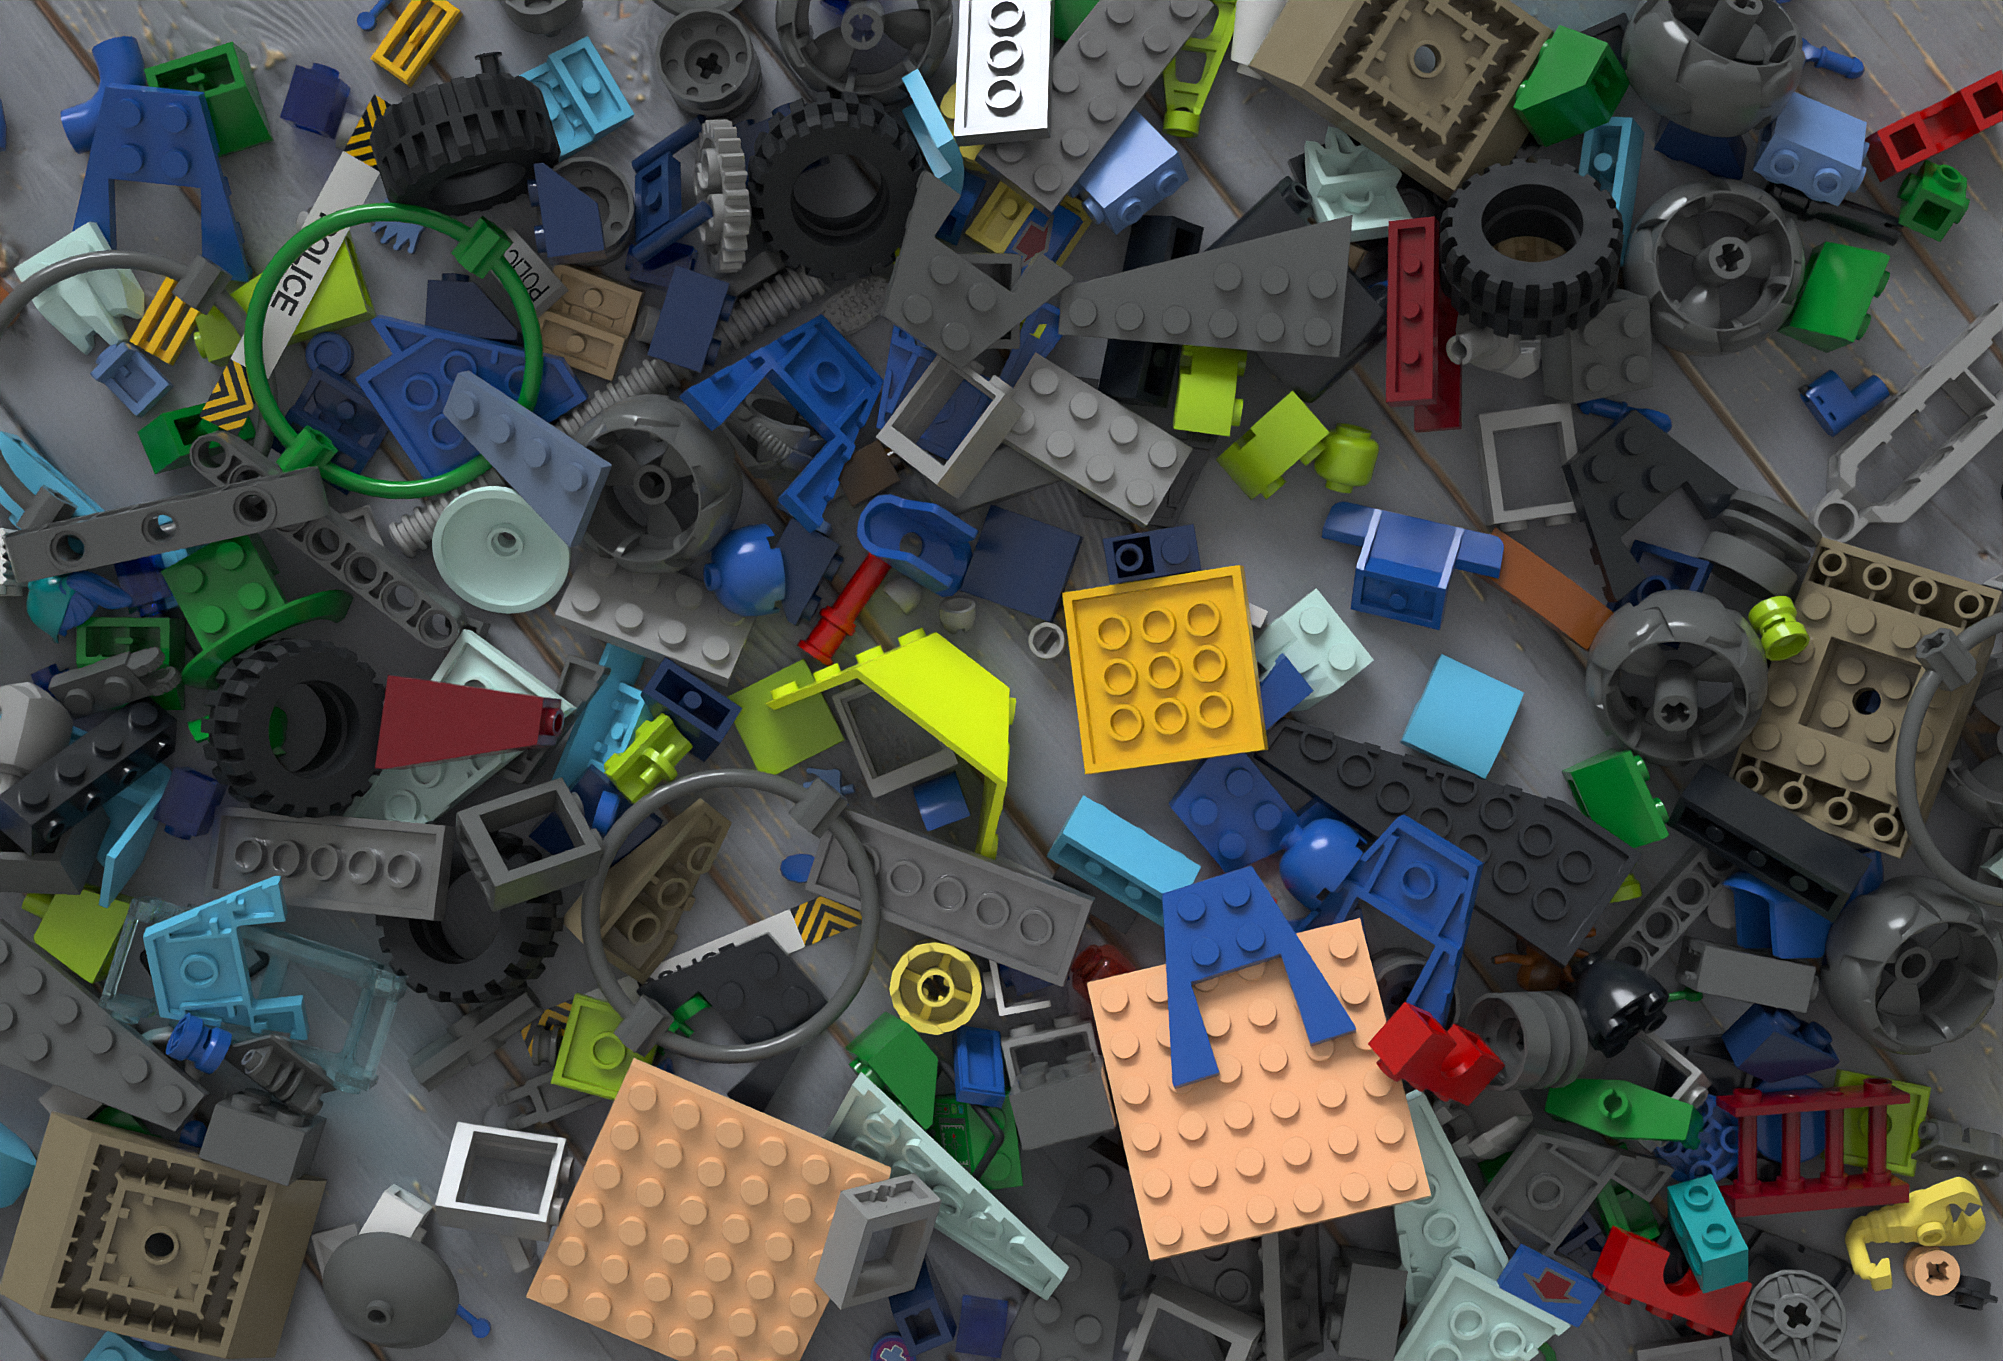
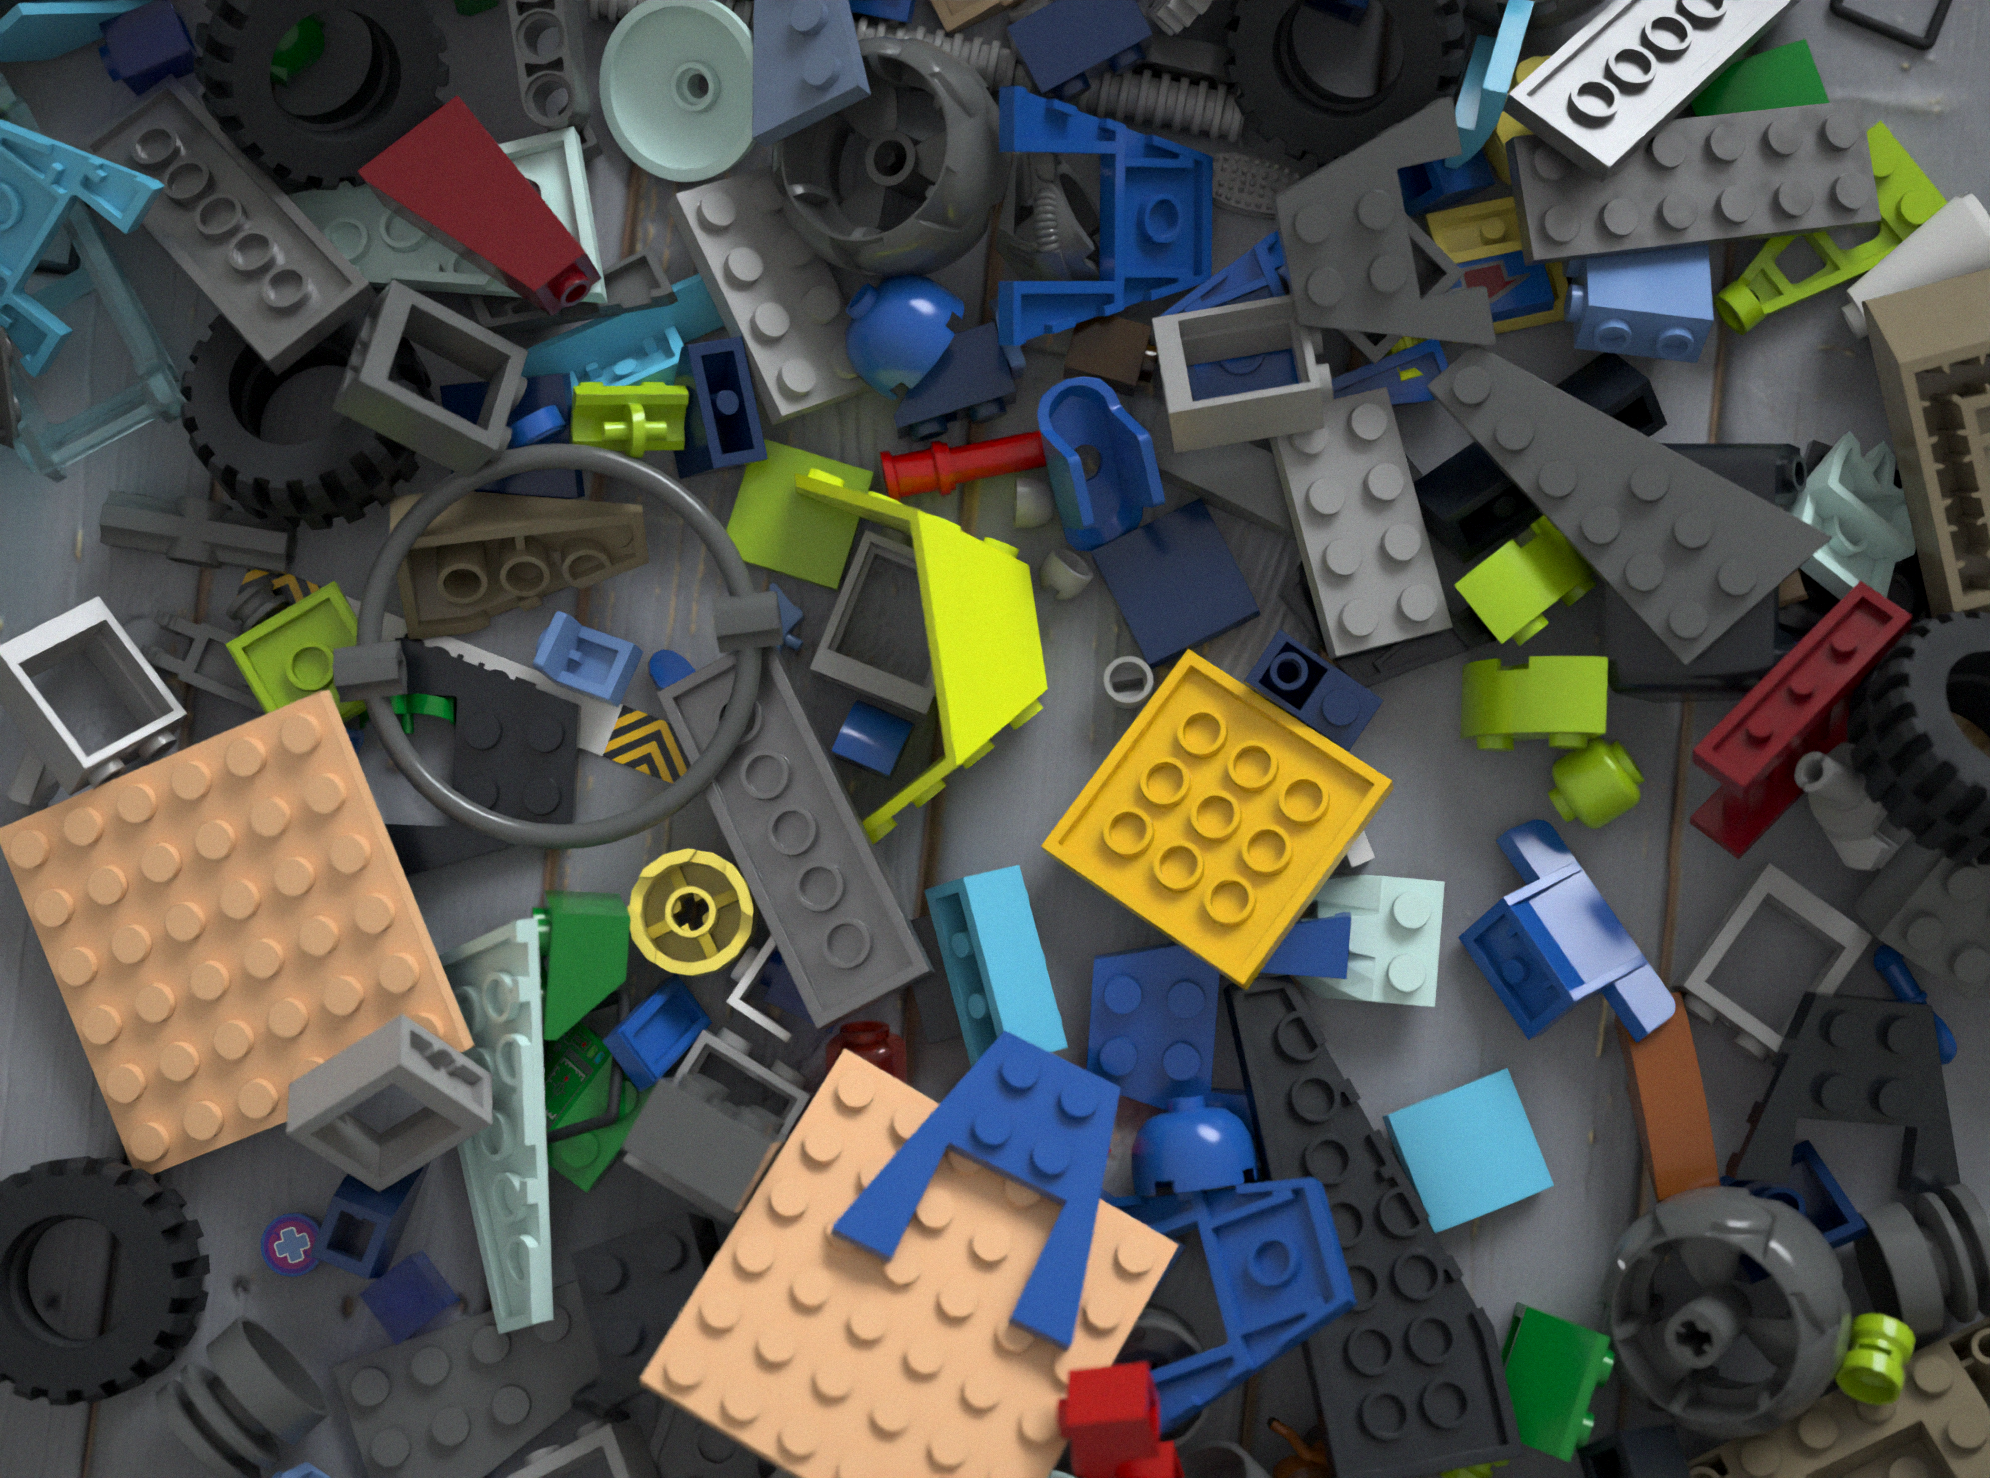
camera: 40 degrees right, 5 degrees down
(748, 905) = (586, 659): none -> medium blue bracket

